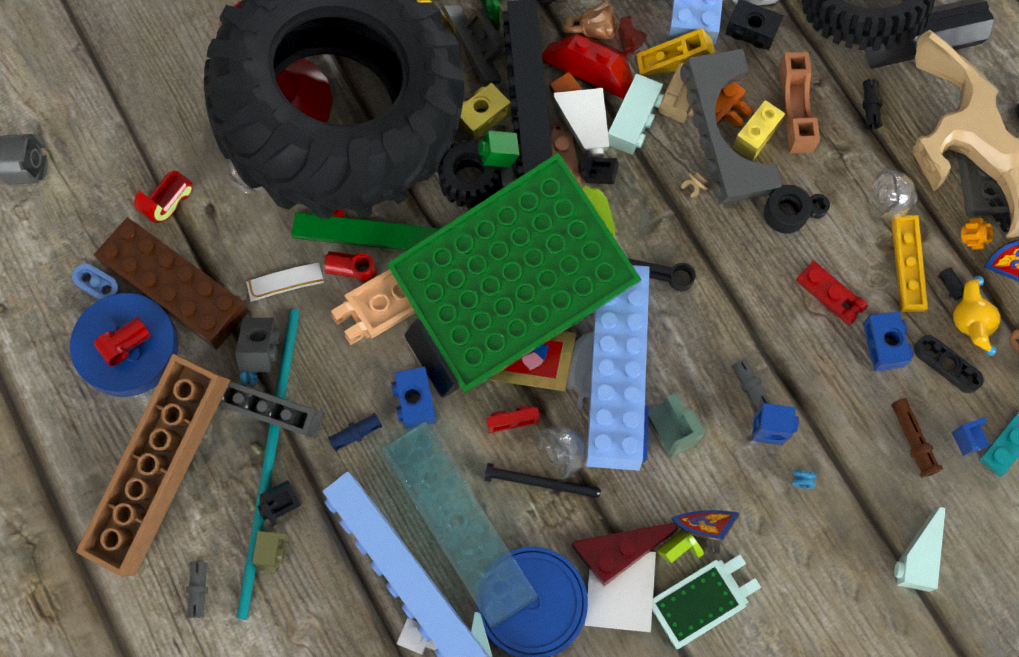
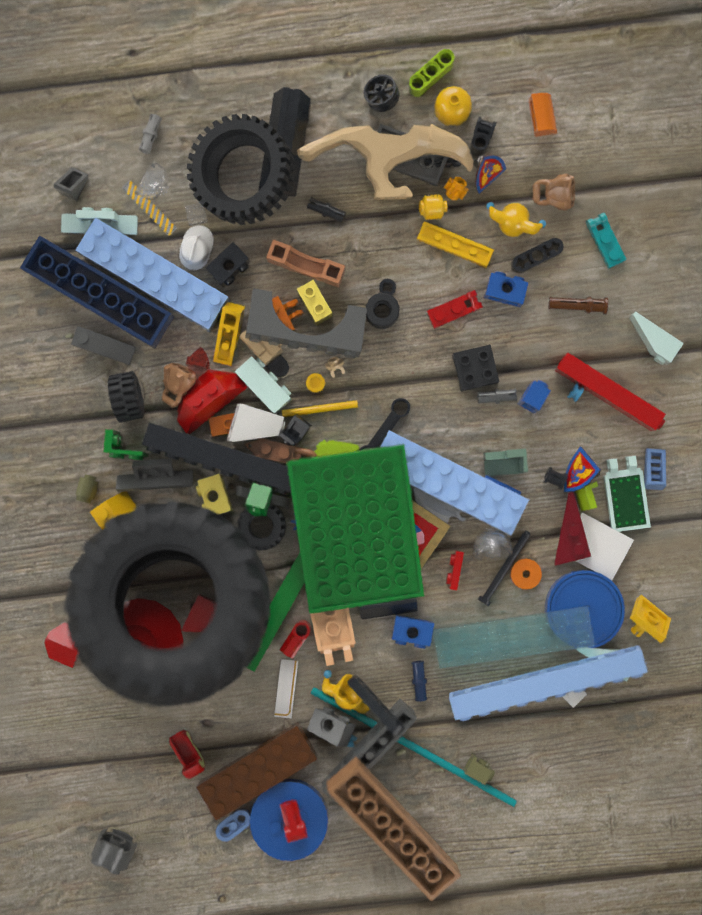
camera: 60 degrees left, 15 degrees up
(197, 589) = (484, 826): dark grey pin -> none
(278, 502) = (447, 752): black bracket -> none
(303, 378) = (376, 705): none -> black beam
(307, 351) = (343, 693): none -> yellow piece
(554, 503) = (517, 570): none -> orange piece
(638, 189) = (320, 408): none -> yellow bar
(664, 125) = (279, 367): none -> black tile
(665, 171) = (315, 382): none -> yellow tile
(683, 497) = (555, 478): none -> black bush
(738, 629) = (655, 485): none -> medium blue slope
(773, 344) = (475, 368): none -> black brick
(826, 524) = (611, 392): none -> red brick
(893, 195) = (404, 233): clear cylinder -> none
(940, 216) = (432, 207): none -> yellow head
(952, 283) = (483, 223): black pin -> none
(971, 437) = (593, 267): blue panel -> none

